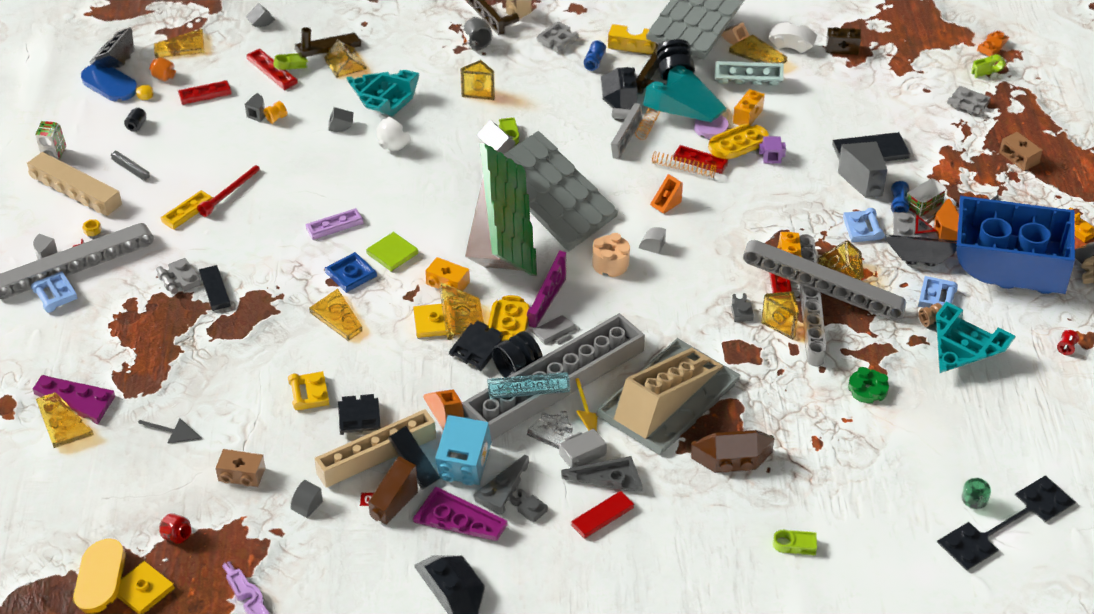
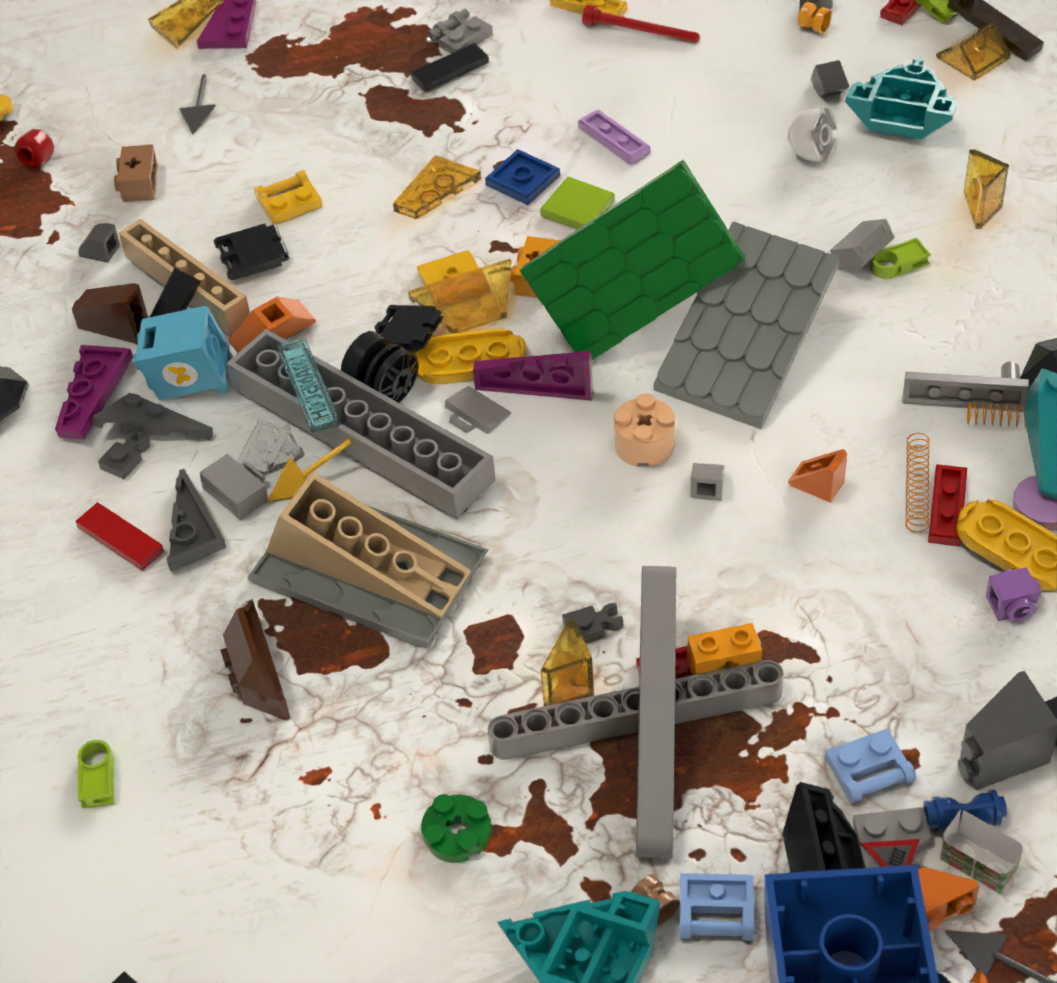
camera: 80 degrees right, 5 degrees up
(844, 259) = (736, 744): clear yellow slope -> none

